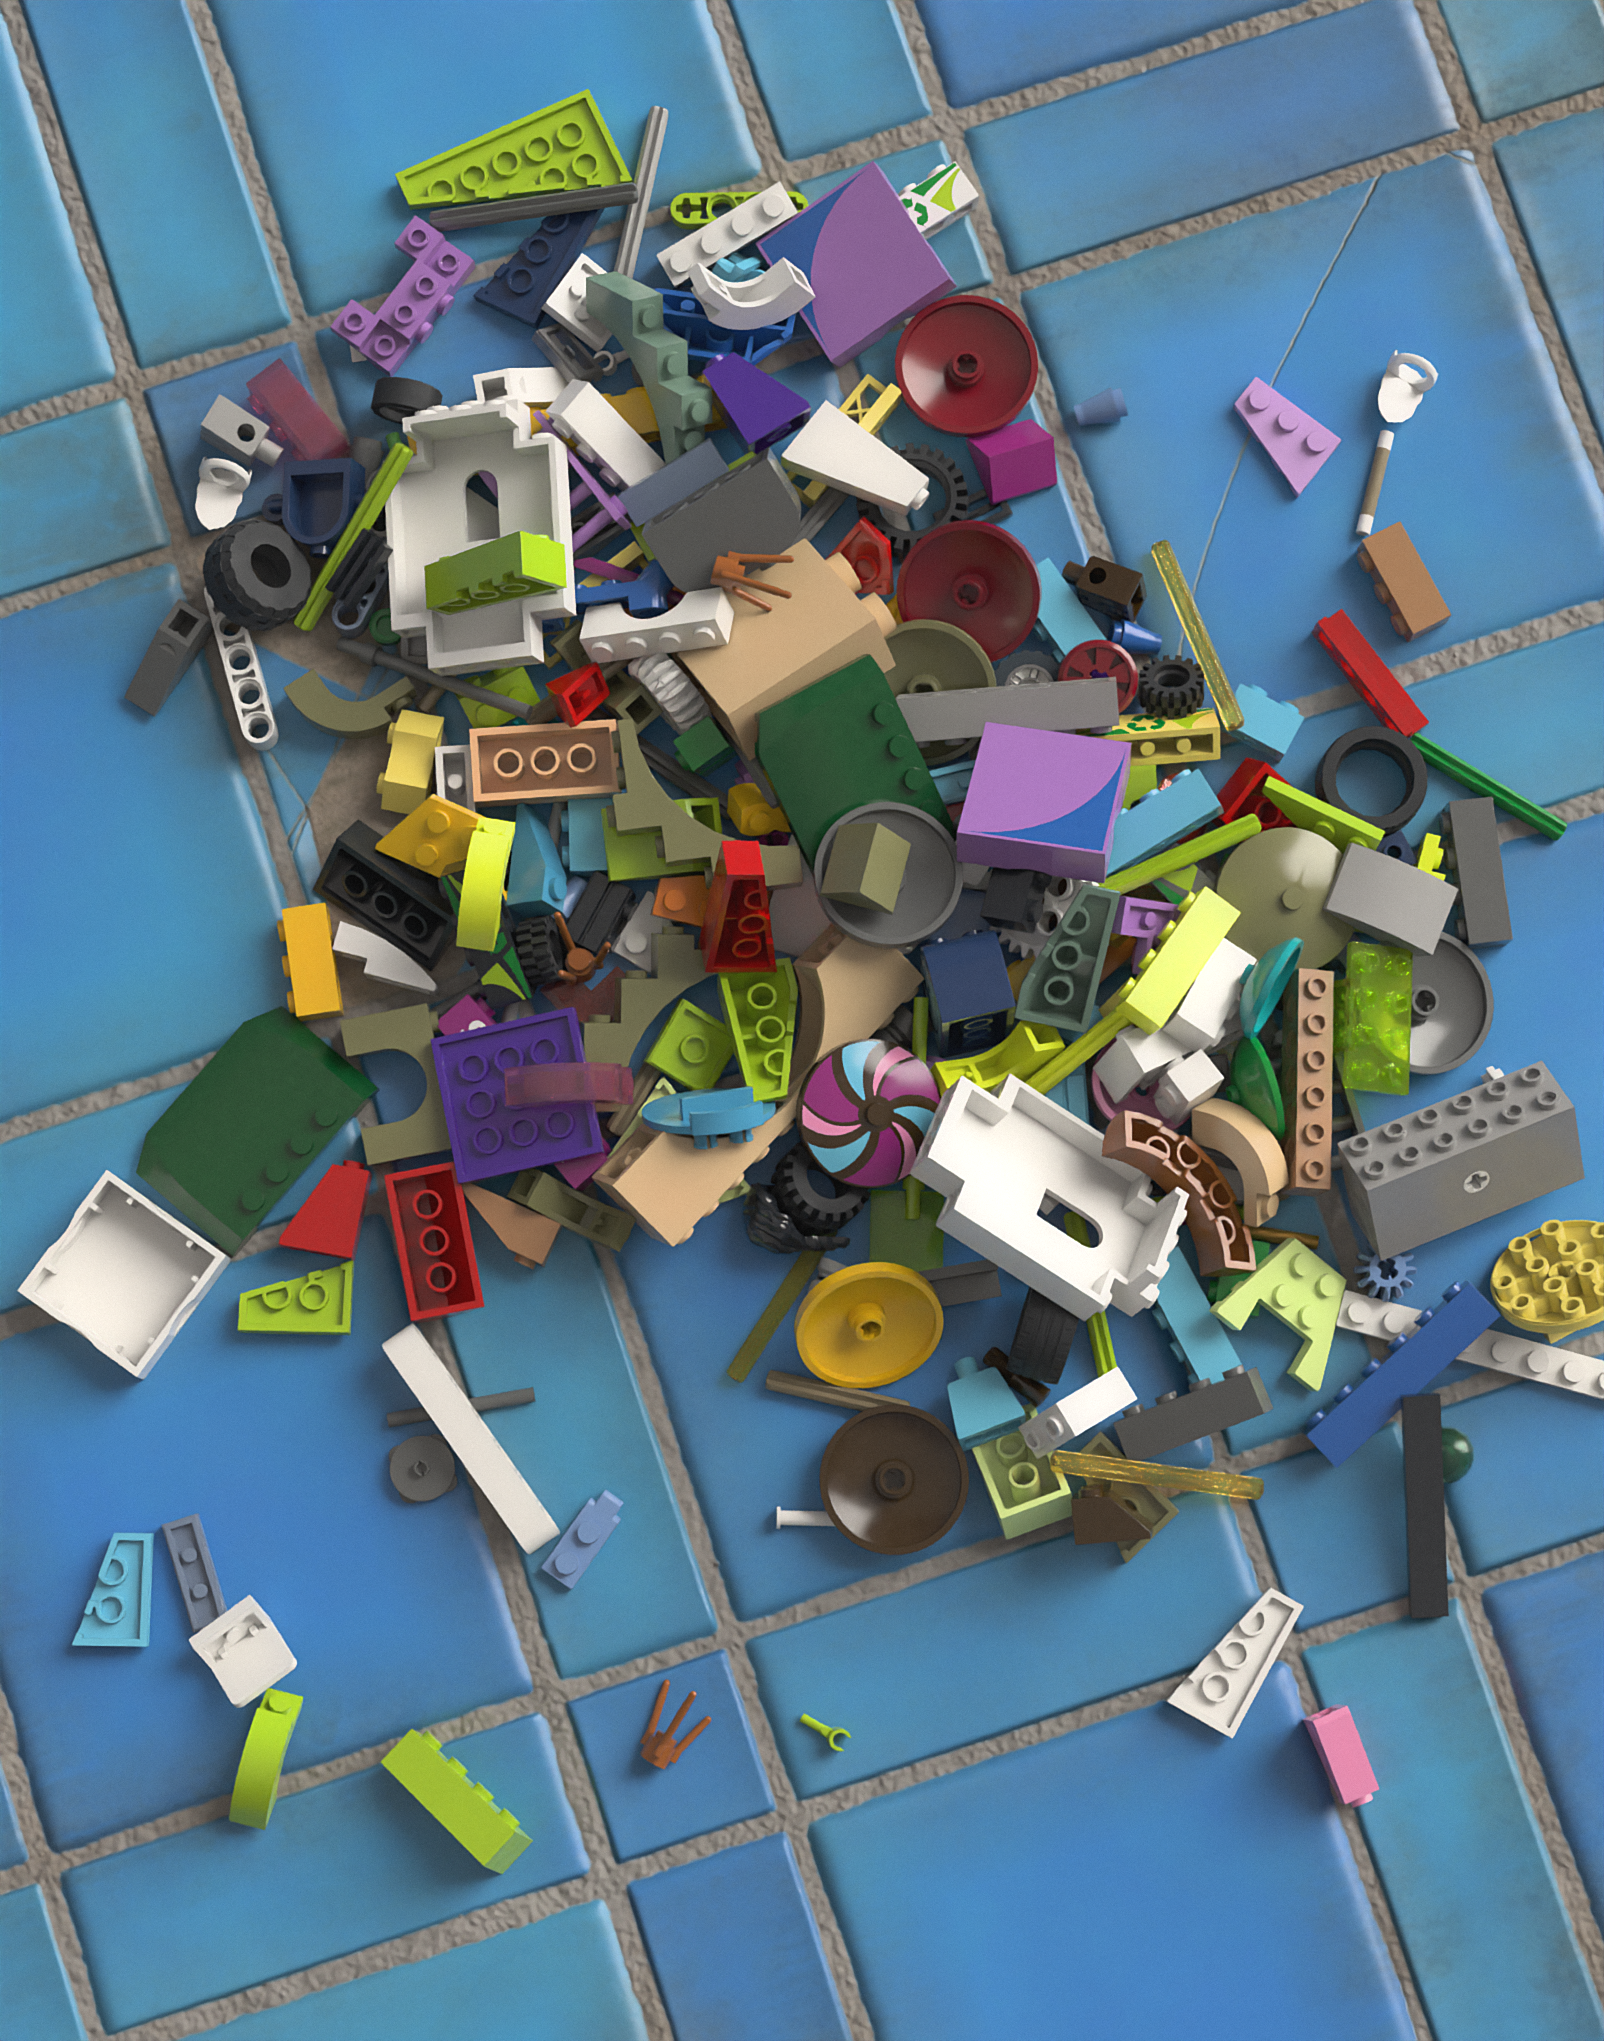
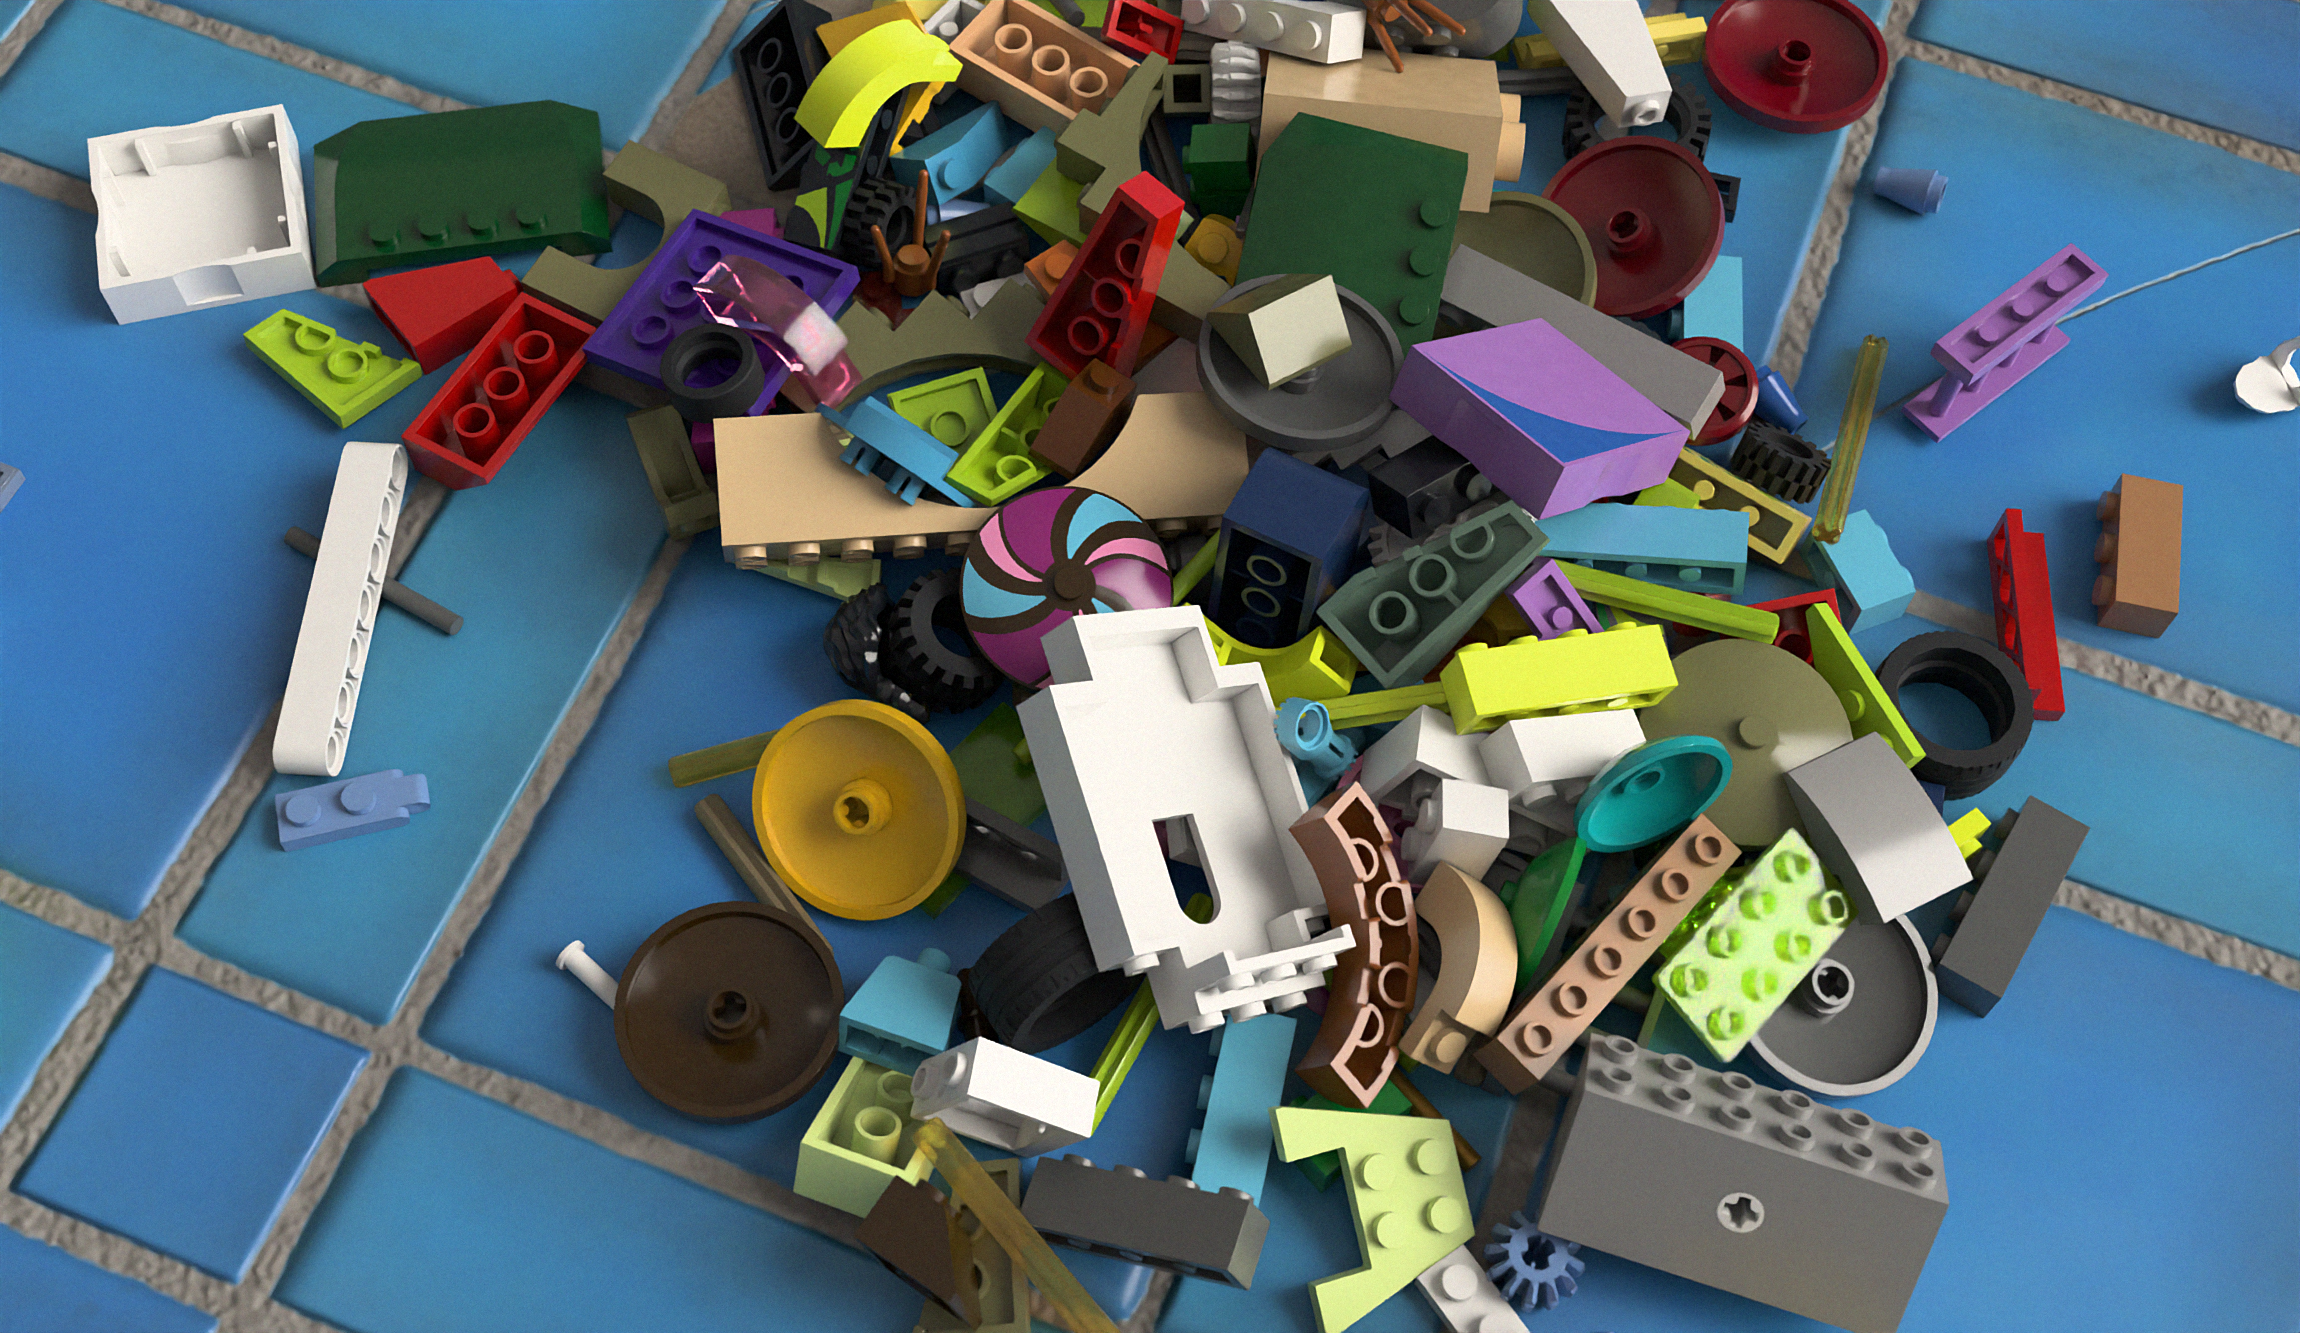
camera: 40 degrees right, 20 degrees down
(310, 962) = (665, 92): yellow brick -> none
(382, 960) = (727, 137): white slope -> none
(422, 1468) = (267, 606): dark grey piece -> none
(519, 1228) = (603, 454): medium nougat slope -> none
(535, 1145) = (702, 345): none -> black tyre
(660, 1747) = (190, 1088): dark orange plant -> none
(787, 1000) = (1084, 419): none -> reddish brown slope
(824, 1730) = (379, 1240): lime hand -> none
(869, 557) = (1549, 136): red plate -> none
(1014, 460) = (1775, 172): magenta slope -> none
(1069, 1093) = (1313, 737): none -> medium azure connector
(1107, 587) = (1788, 331): dark brown torso -> none
(1241, 505) = (2003, 342): none -> medium lavender fence
(1287, 434) = (2108, 351): lavender wing -> none
(1374, 483) = (2183, 444): dark tan bar -> none
(1489, 787) = (2098, 845): green axle -> none

